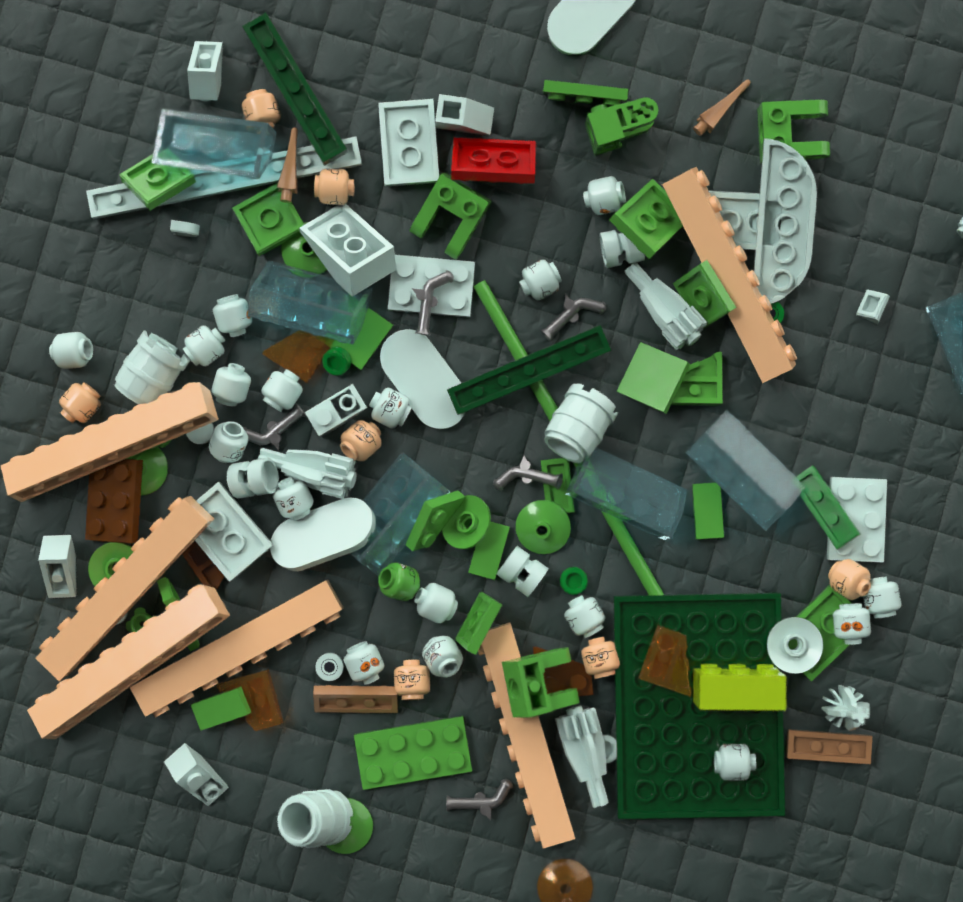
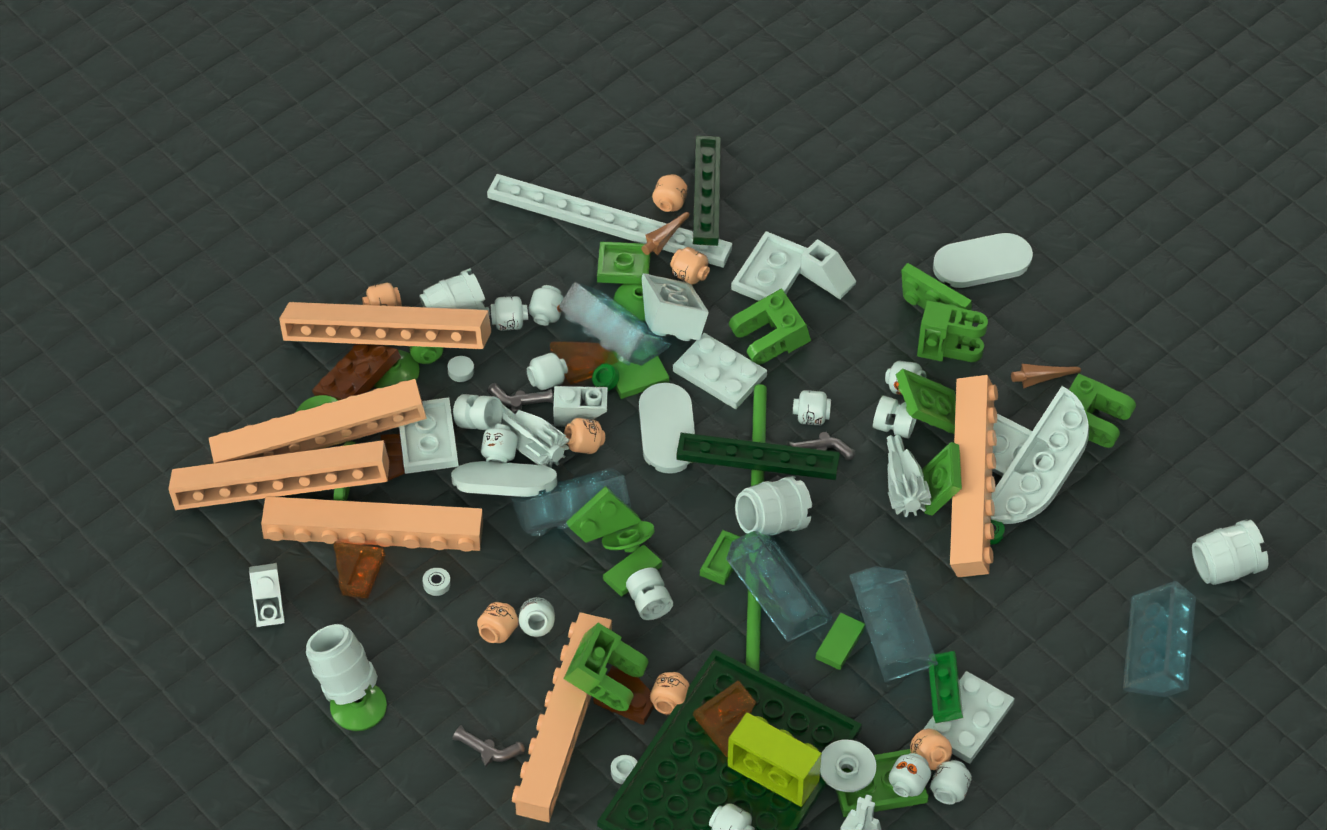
camera: 30 degrees right, 35 degrees down
(58, 566) = (276, 393): light aqua slope -> none
(71, 350) = (403, 263): light aqua head -> none
(156, 183) = (557, 188): bright green tile -> none
(184, 228) = (552, 234): light aqua tile -> none
(205, 71) = (645, 149): light aqua slope -> none
(213, 144) = (620, 183): clear light blue slope -> none
(221, 708) = (325, 557): bright green tile -> none
(228, 442) = (477, 380): light aqua head -> none
(231, 385) = (509, 347): light aqua head -> none
(355, 699) = (440, 612): medium nougat plate -> none
(364, 662) = (467, 587): light aqua head -> none
(390, 408) = (625, 426): light aqua head -> none
(399, 581) = (541, 546): bright green head -> none
(412, 752) = (457, 681): bright green plate -> none
(428, 300) = (710, 370): flat silver piece -> none
(436, 603) = (560, 578): light aqua head -> none
(478, 622) = (586, 602): bright green tile -> none
(493, 160) = (830, 308): red plate -> none
(528, 475) = (704, 532): flat silver piece -> none
(543, 514) = (693, 587): bright green dish -> none
(573, 580) = (688, 631): green tile -> none
(584, 616) = (679, 656): light aqua head -> none
(585, 749) = (607, 749): light aqua piece -> none
(653, 377) = (859, 518): bright green tile -> none
(702, 383) = (893, 544): bright green wing -> none
(873, 306) = (1086, 571): light aqua slope -> none

